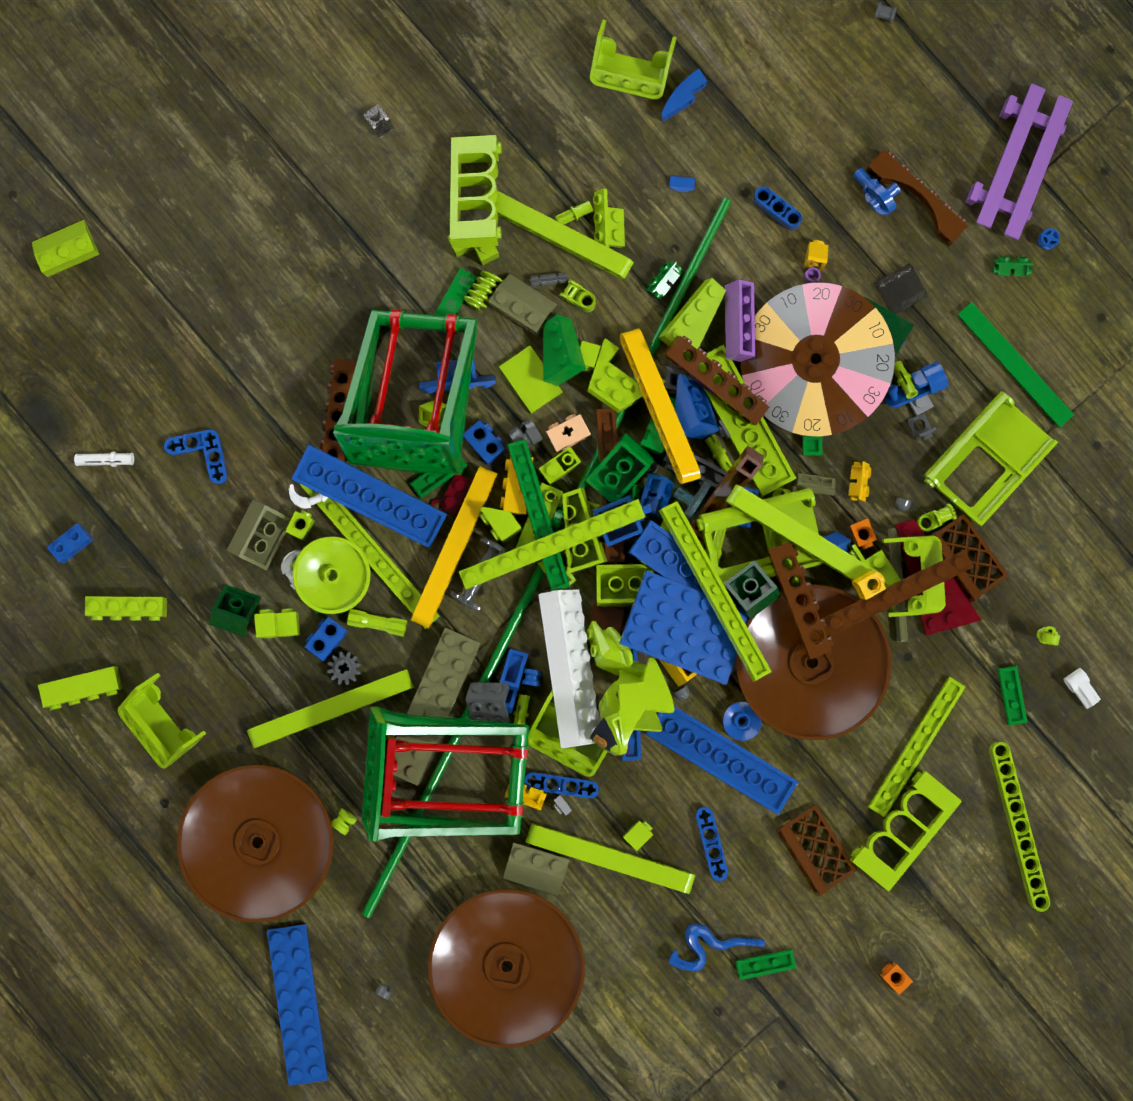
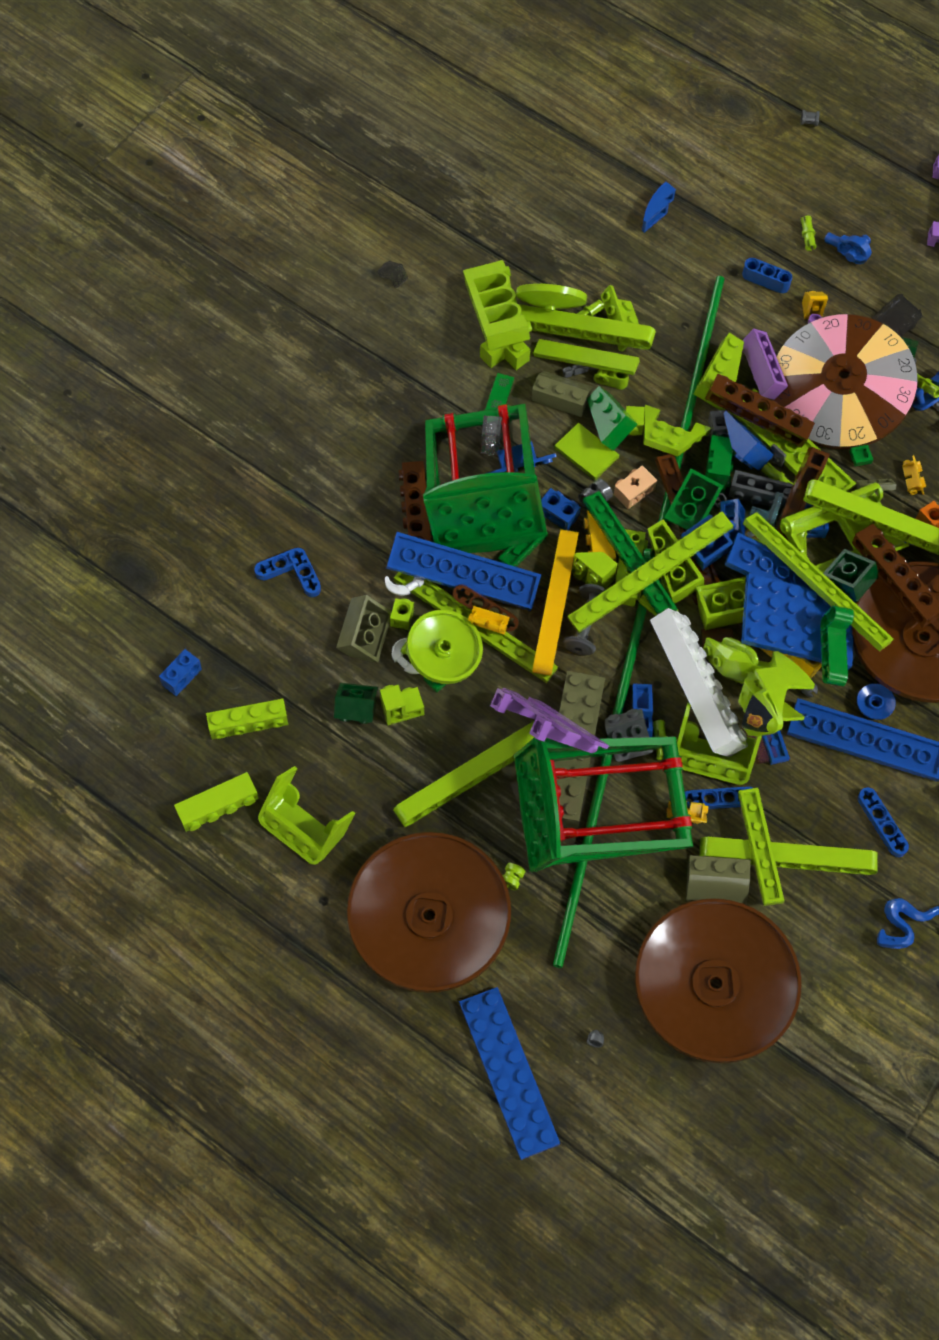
camera: 15 degrees left, 20 degrees down
(64, 248) = (127, 425): lime slope -> none
(104, 459) = (219, 589): white pin -> none
(330, 642) = (455, 710): blue brick -> none
(347, 674) = (469, 729): dark grey gear -> none
(385, 537) = (487, 603): none -> reddish brown beam
(386, 558) = (489, 620): none -> yellow hinge
(390, 625) = (485, 685): lime axle -> none
(411, 667) = (547, 721): none -> medium lavender fence
(433, 346) = (491, 434): none -> clear brick
(454, 495) = (543, 559): dark red hinge -> none
(482, 290) = (522, 385): lime piece -> none
(532, 677) = (662, 703): blue wheel -> none
(533, 198) = (551, 296): none -> lime dish
(556, 272) = (586, 357): none -> lime tile
(559, 466) = (636, 512): lime slope -> none
(561, 805) = (726, 815): light grey plate -> none
(583, 847) = (761, 847): none -> lime tile
(627, 72) = (606, 201): lime windscreen -> none
(638, 834) = (809, 827): lime brick -> none
(658, 284) = (680, 353): hinge -> none
(660, 406) = (716, 440): yellow beam -> none
(682, 184) = (676, 274): blue piece -> none
(709, 668) = (834, 645): none -> green beam
(838, 163) = (808, 233): none -> lime pin
(946, 223) = (916, 259): reddish brown arch -> none

